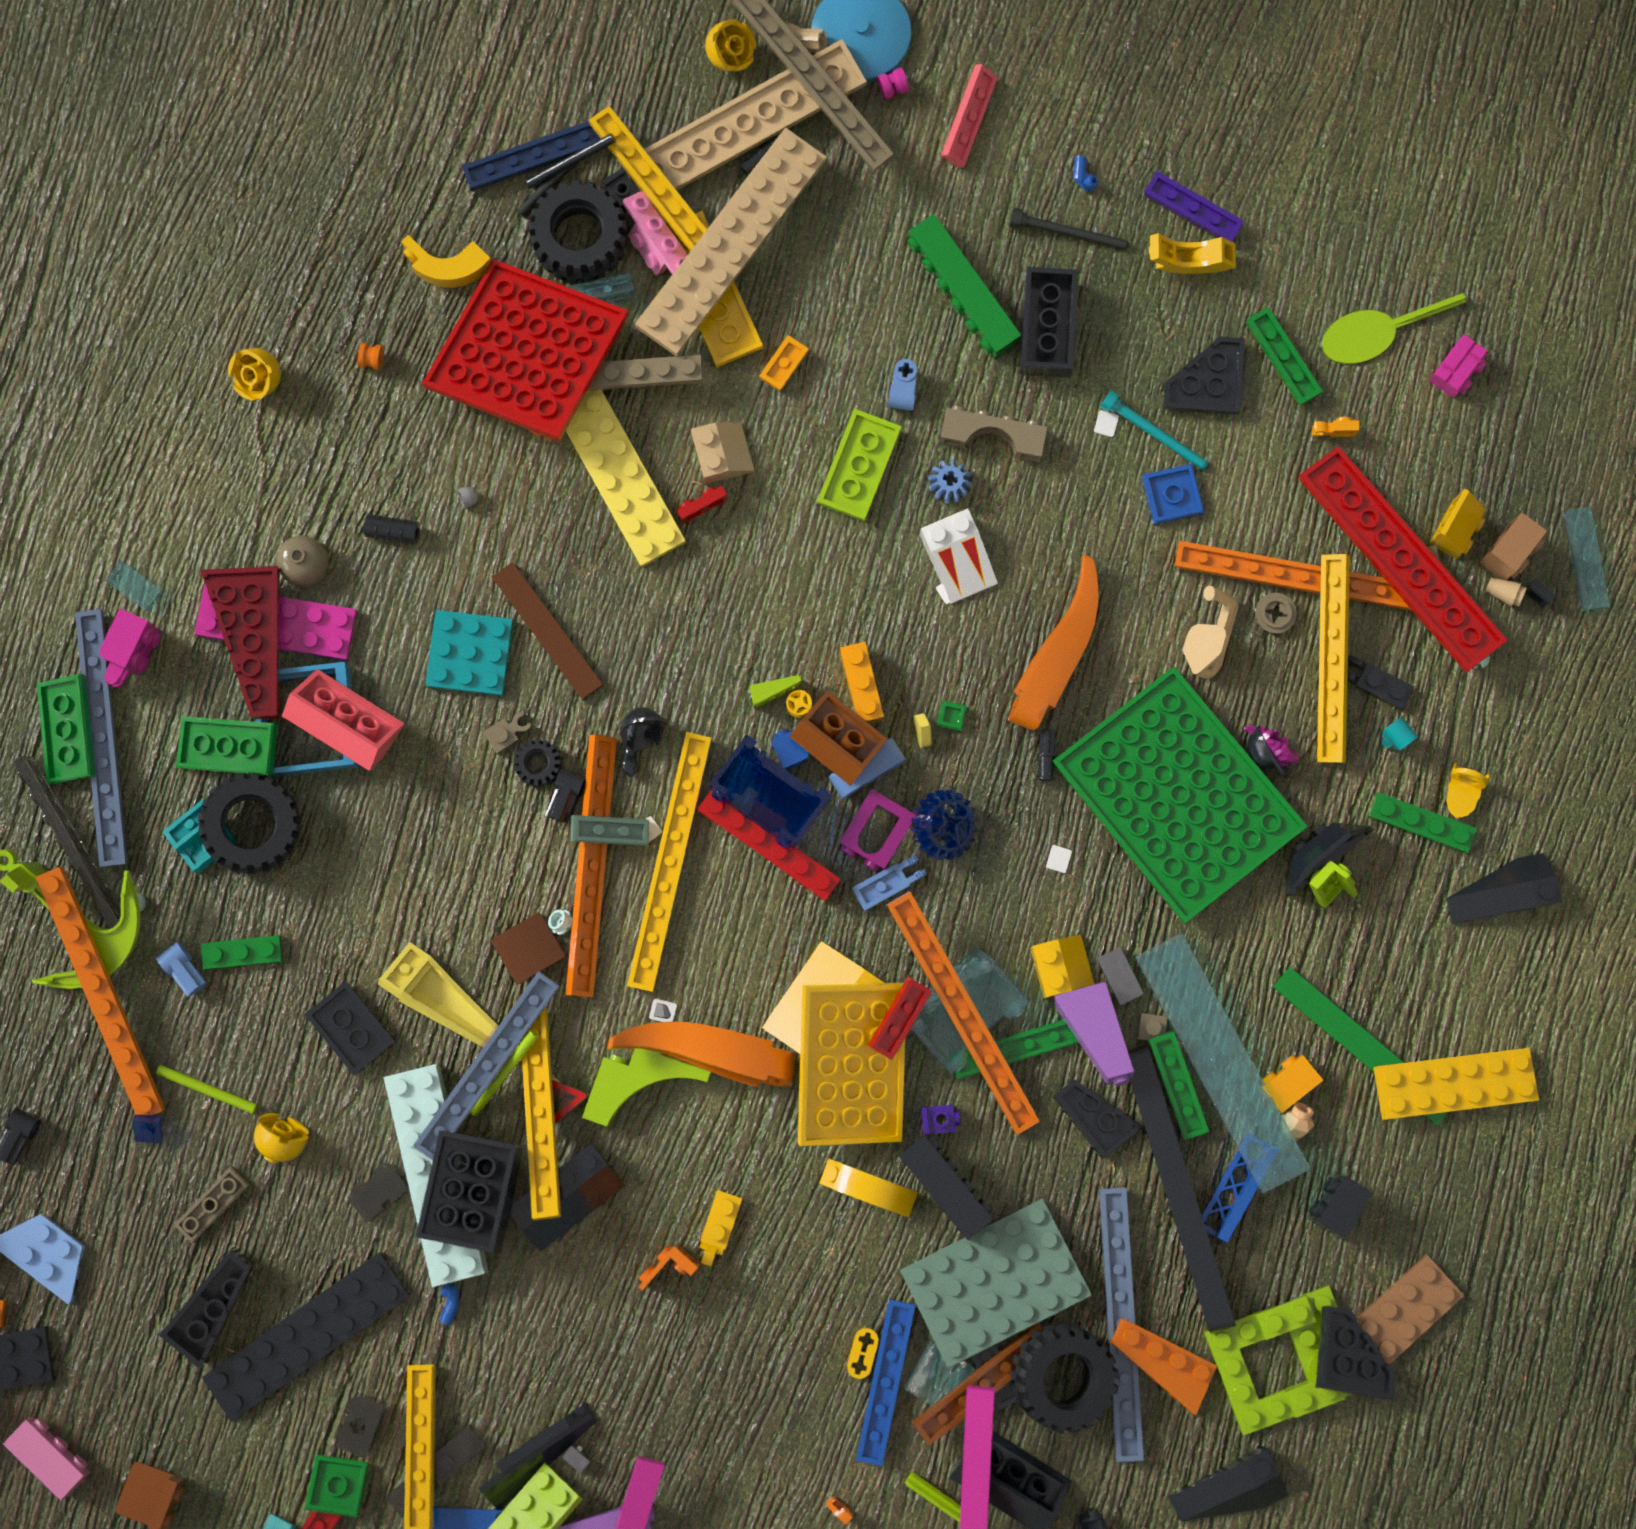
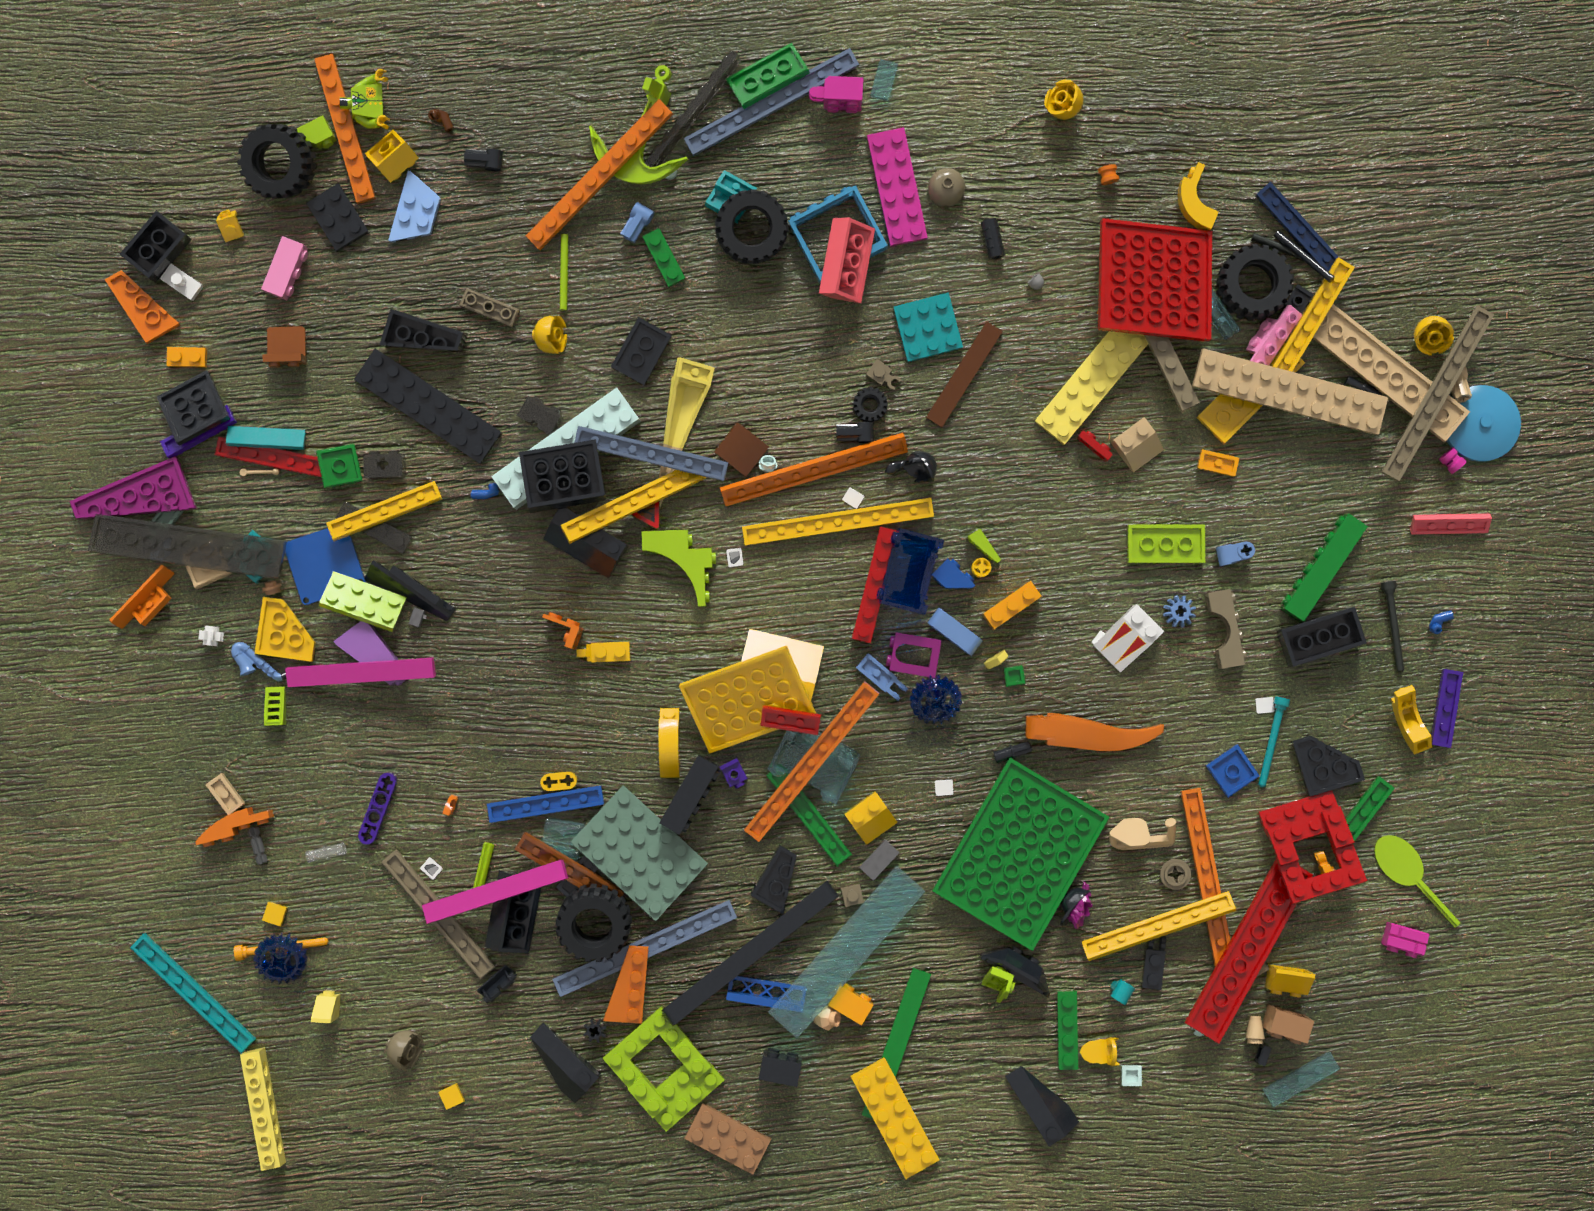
camera: 70 degrees right, 5 degrees up
(147, 1128) = (522, 244): clear blue plate -> none
(226, 745) = (798, 189): green tile -> none
(249, 621) = (888, 169): dark red wing -> none
(505, 1071) = (652, 467): lime bar -> none
(609, 830) = (842, 472): sand green tile -> none
(714, 1049) = (721, 602): orange animal -> none
(838, 737) = (967, 604): dark orange slope -> none
(1097, 1029) = (836, 857): medium lavender slope -> none
(1178, 1085) = (820, 927): green plate -> none
(1196, 1432) = (600, 1029): none -> black gear
(1267, 432) = (1306, 820): none -> red piece
(1350, 1358) = (680, 1112): black plate -> none
(1508, 765) = (1131, 1075): none -> light aqua plate

